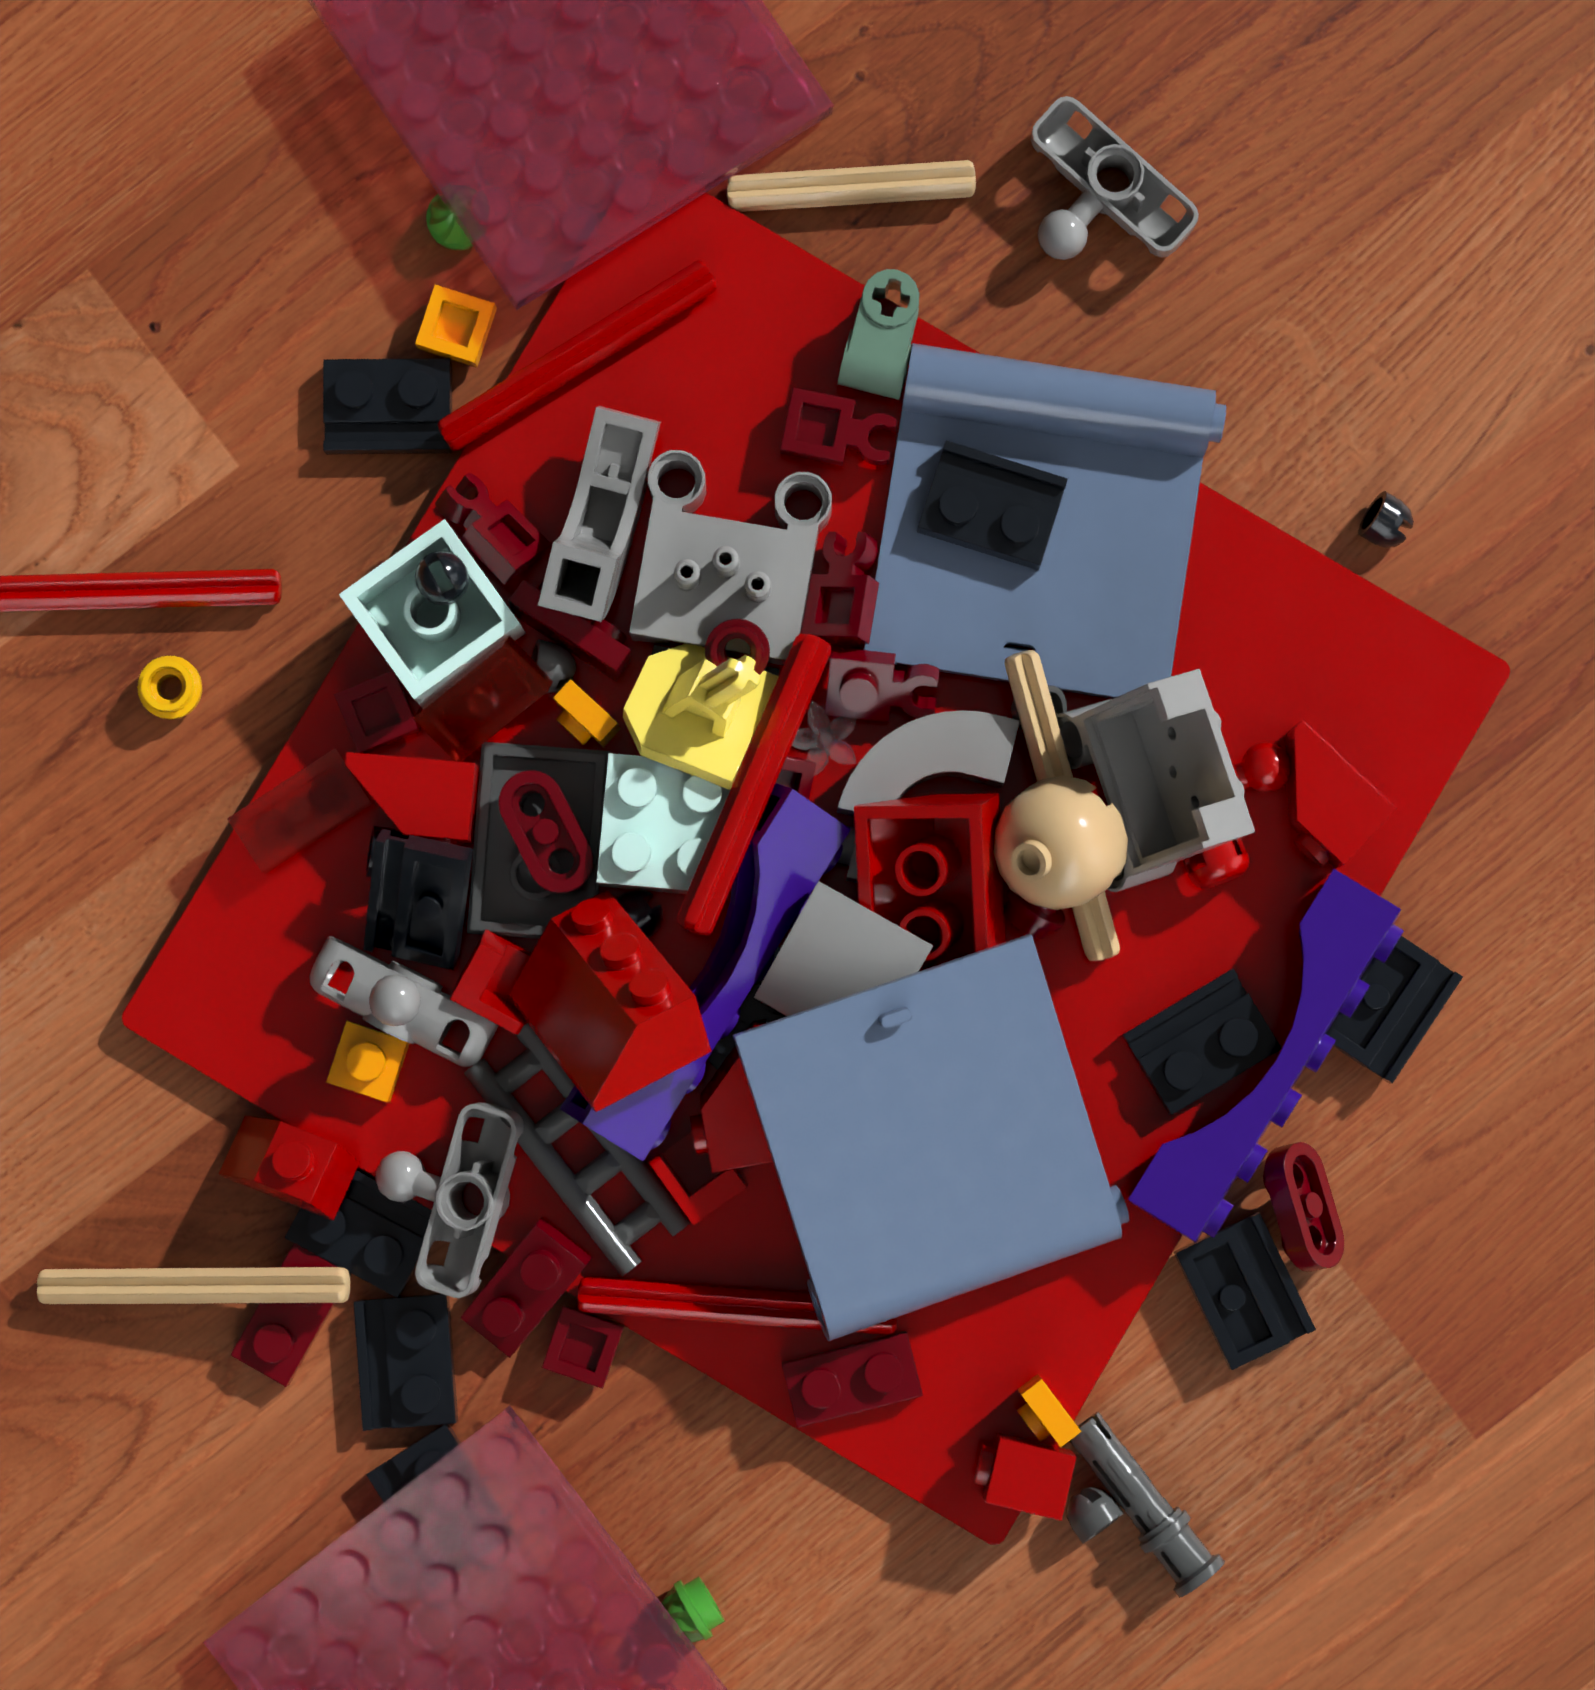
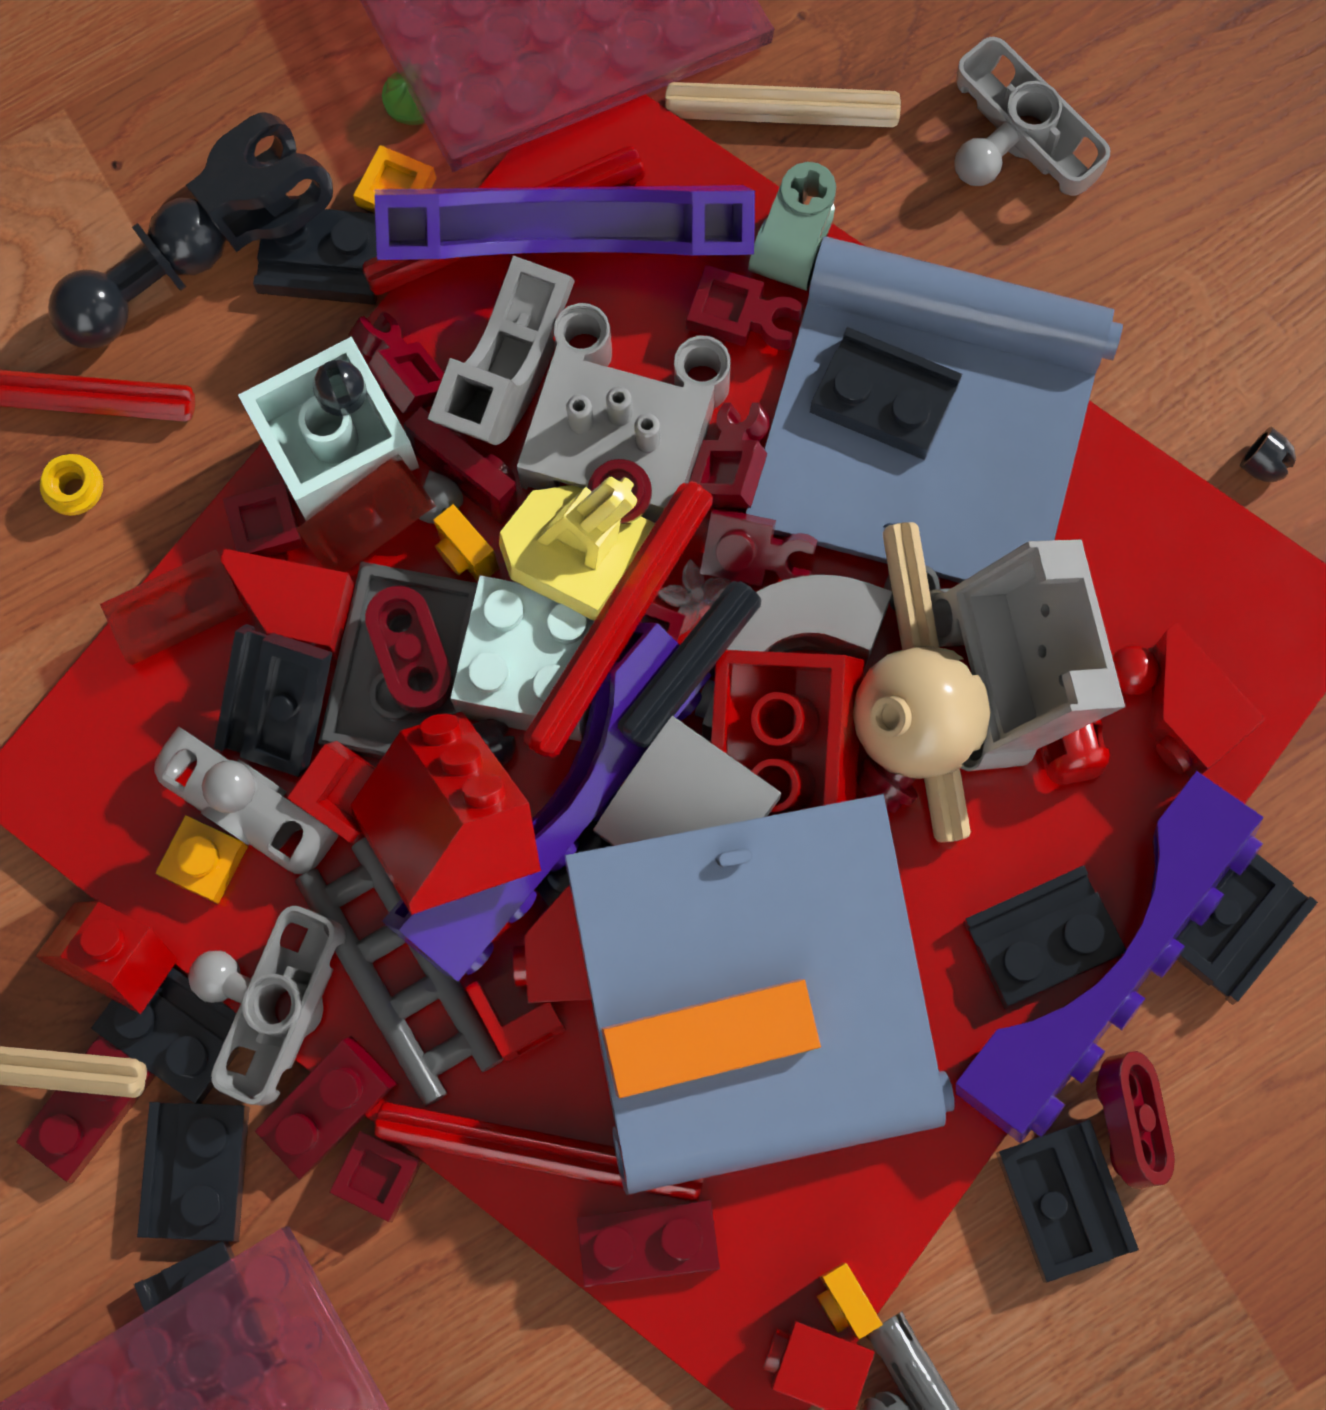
camera: 10 degrees right, 10 degrees down
(291, 370) = (235, 201): none -> black piece
(541, 377) = (564, 220): none -> dark purple arch
(829, 825) = (689, 664): none -> black axle
(892, 1190) = (710, 1038): none -> orange tile

